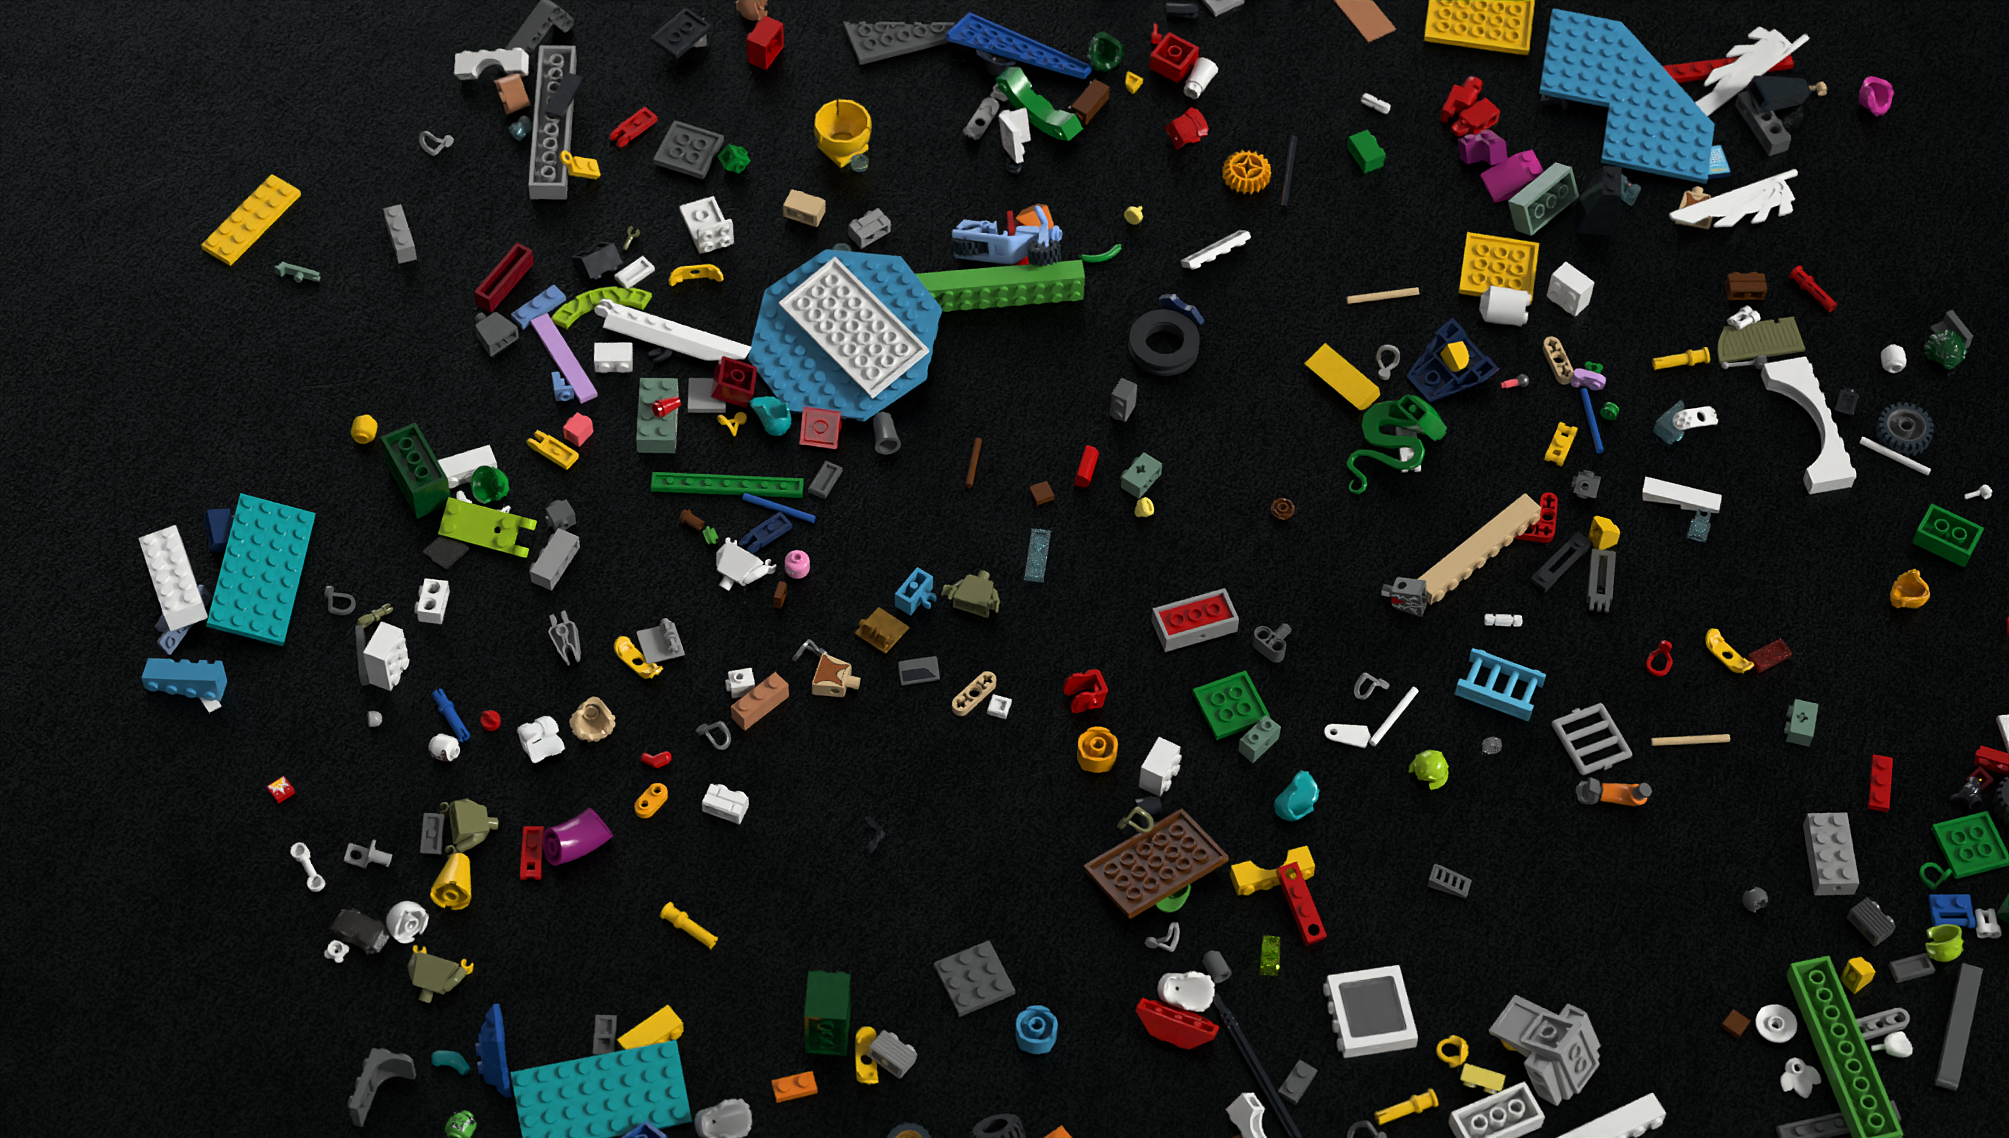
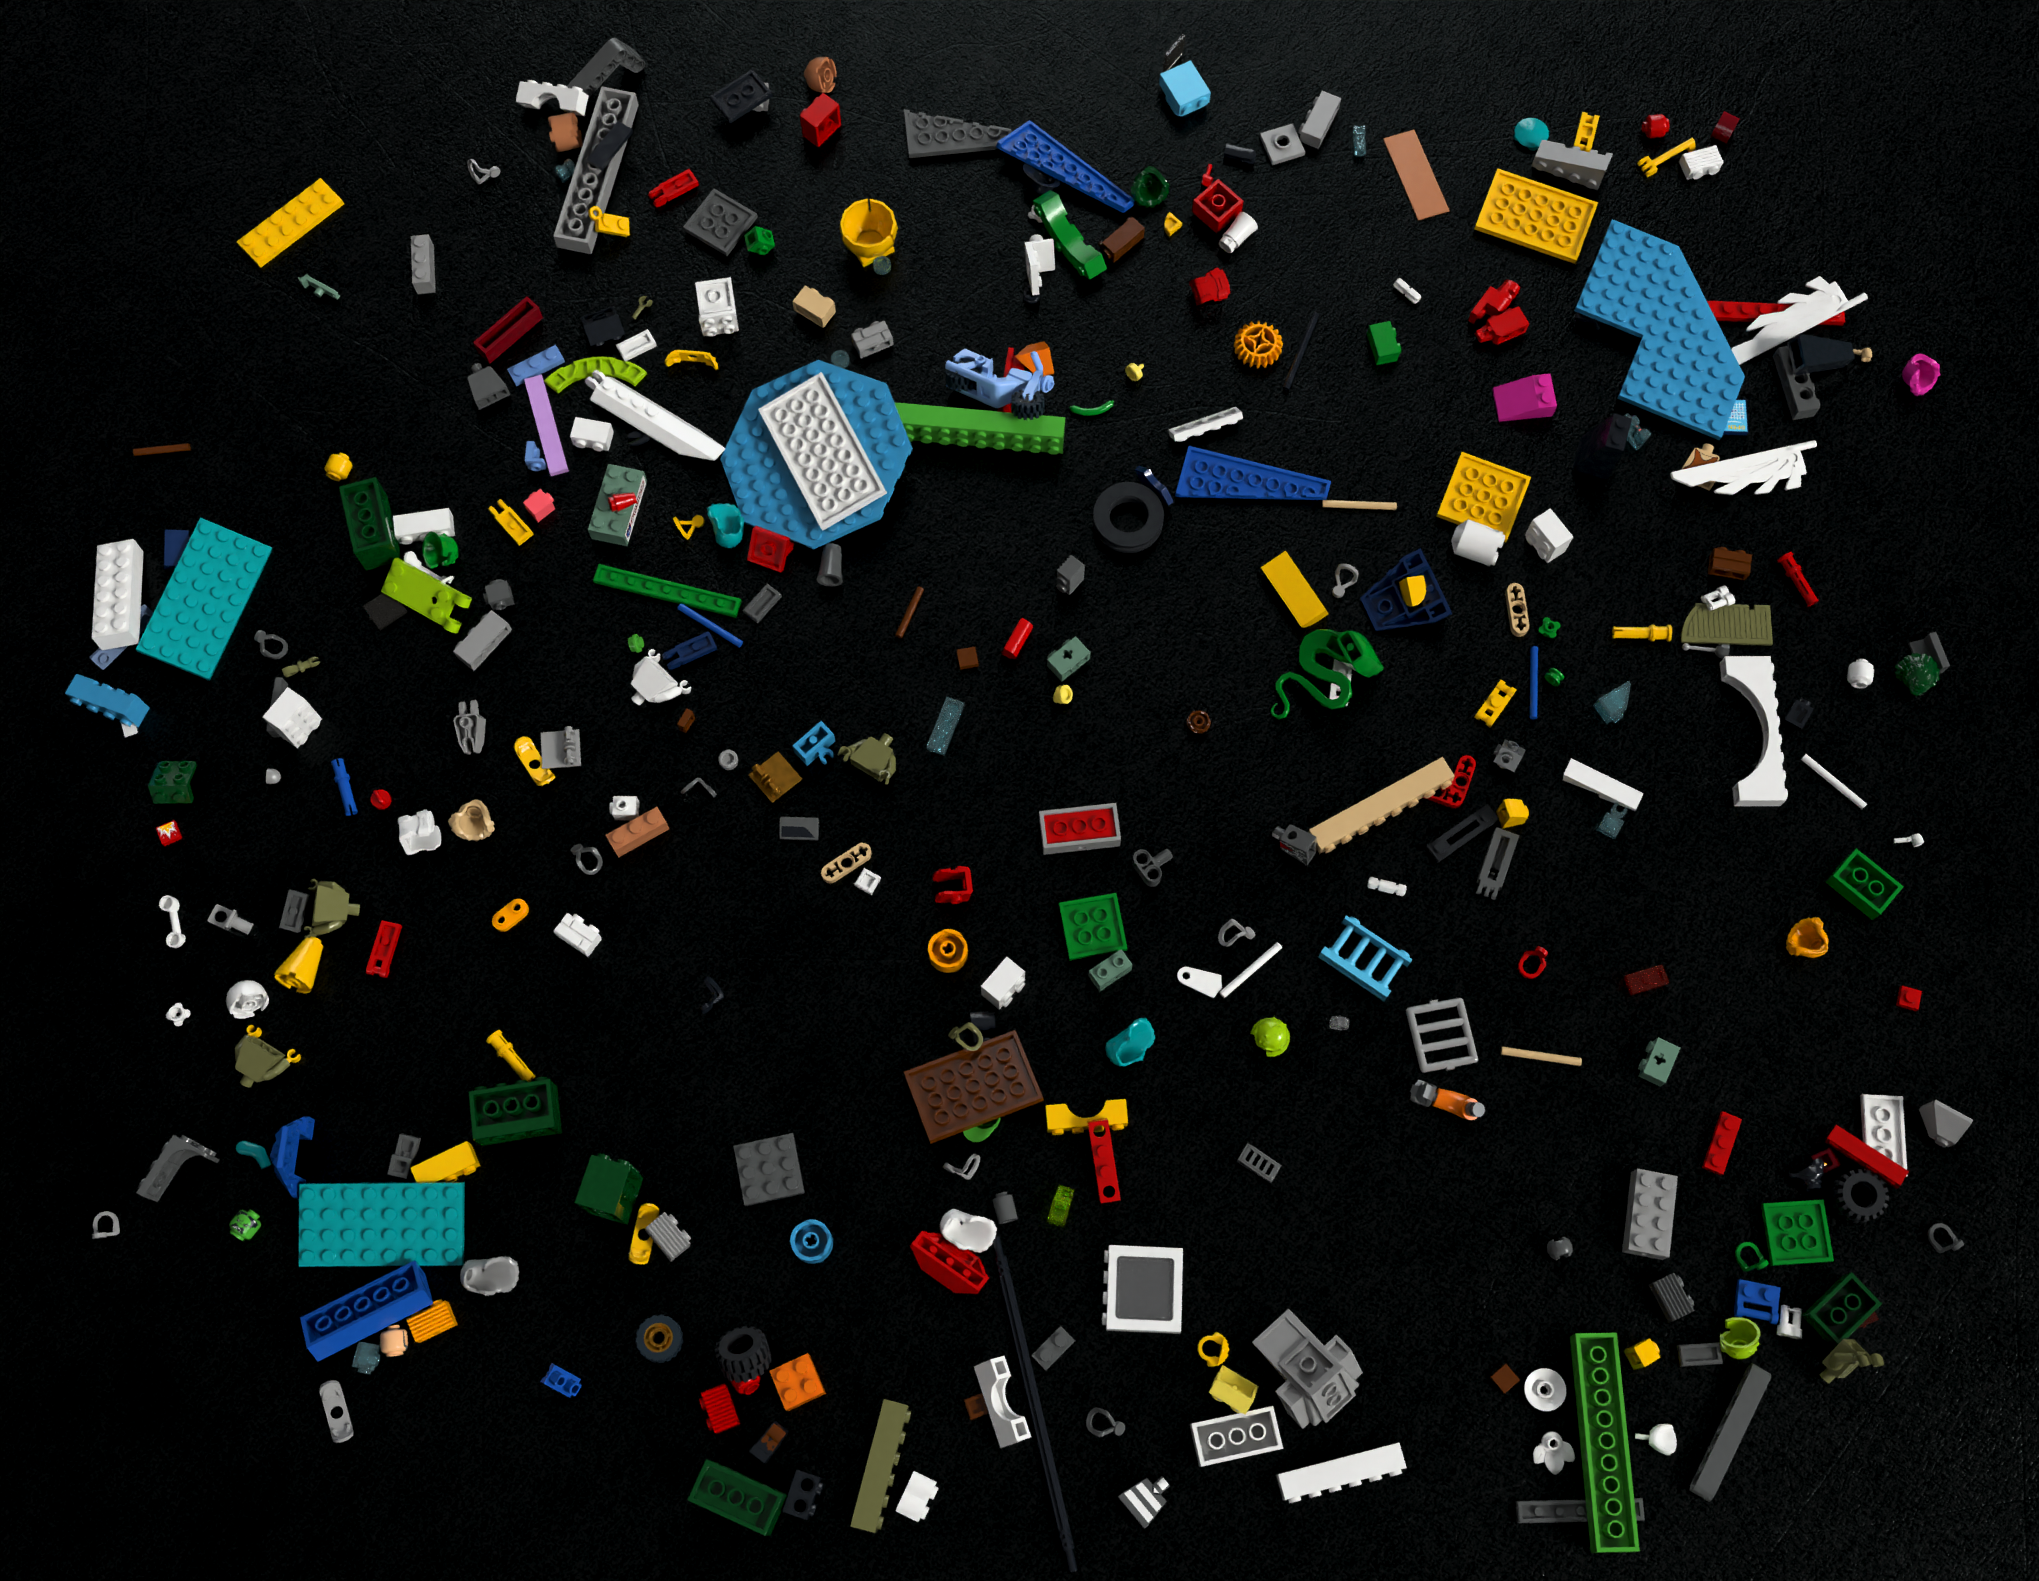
camera: 15 degrees right, 15 degrees up
(175, 445) = (161, 449): none -> reddish brown bar
(273, 742) = (172, 782): none -> dark green bracket
(360, 930) = (202, 1000): clear smoke brick -> none
(435, 601) = (361, 664): white brick -> none
(444, 747) = (328, 821): white head -> none
(575, 838) = (427, 943): magenta brick -> none
(658, 760) = (526, 874): red arm -> none
(691, 520) = (619, 620): reddish brown pin -> none
(700, 397) = (672, 490): light grey tile -> none
(709, 969) = (516, 1124): none -> dark green brick
(734, 382) = (697, 484): dark red brick -> none
(794, 1086) = (569, 1248): orange plate -> none
(797, 564) = (710, 691): bright pink head -> none
(830, 623) = (728, 759): none -> light grey tile
(833, 677) = (714, 820): torso -> none
(985, 112) = (1018, 232): light grey piece -> none
(1246, 292) = (1224, 476): none -> blue wing
(1415, 1104) = (1162, 1399): yellow pin -> none
(1481, 147) = (1501, 360): magenta brick -> none
(1522, 381) = (1474, 625): piece -> none
(1543, 198) = (1547, 430): sand green brick -> none
(1588, 379) = (1541, 637): lavender plate -> none
(1688, 418) = (1631, 704): white piece -> none
(1717, 646) = (1595, 957): yellow piece -> none
(1886, 1020) = (1659, 1410): light grey plate -> none
(1904, 429) = (1861, 745): wheel -> none

